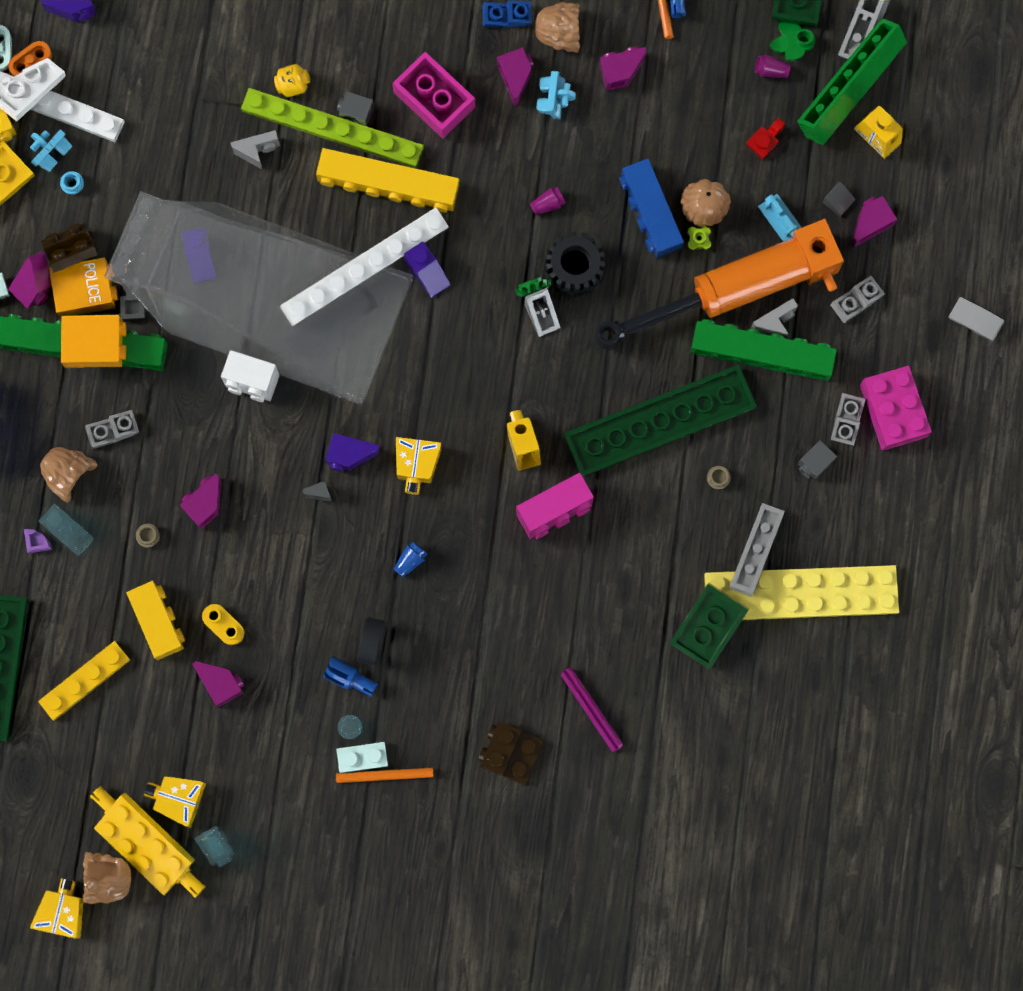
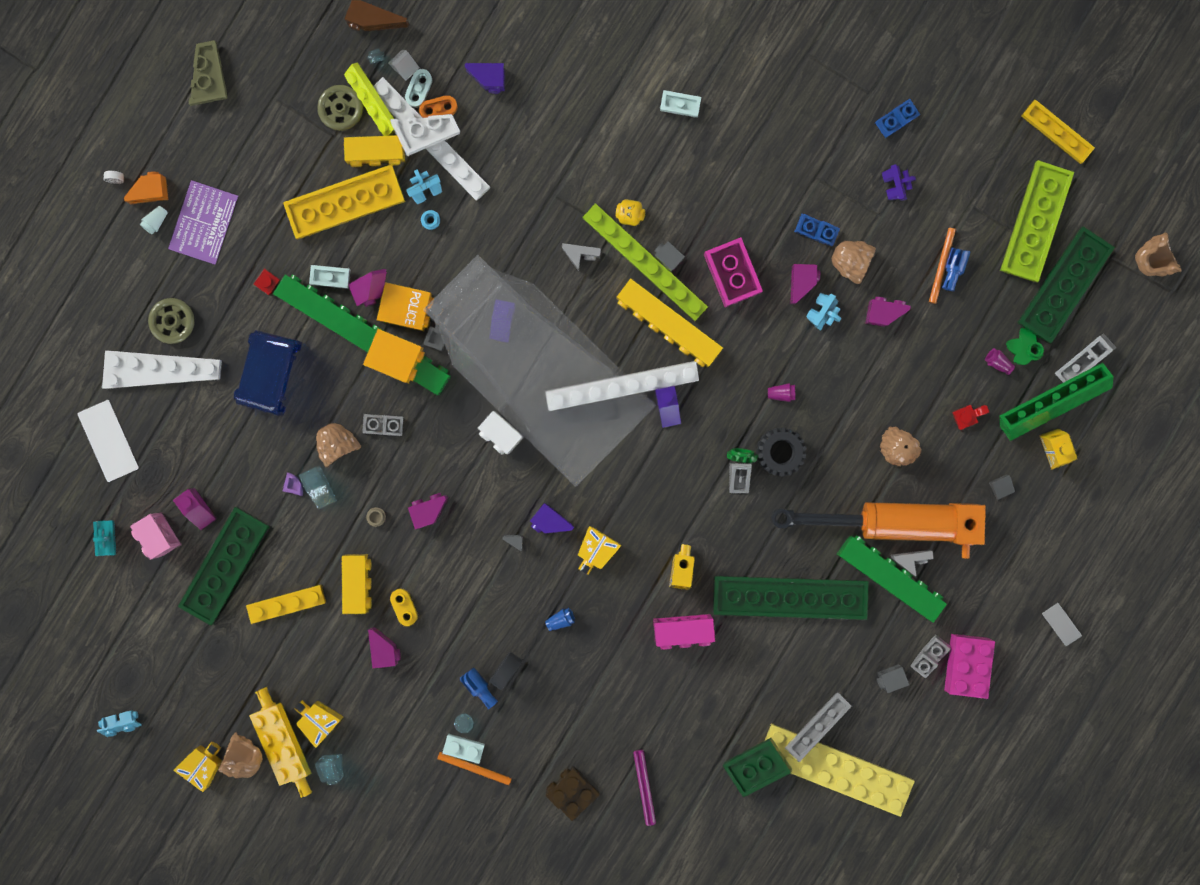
camera: 30 degrees right, 10 degrees up
(69, 247) = (406, 273): dark brown plate -> none
(651, 208) = (858, 432): blue brick -> none
(694, 243) = (878, 470): lime plate -> none
(718, 477) = (814, 658): dark tan plate -> none
(779, 217) = (951, 482): medium azure hinge -> none
(857, 299) = (980, 569): light grey slope -> none
(872, 220) = (1019, 514): magenta slope -> none

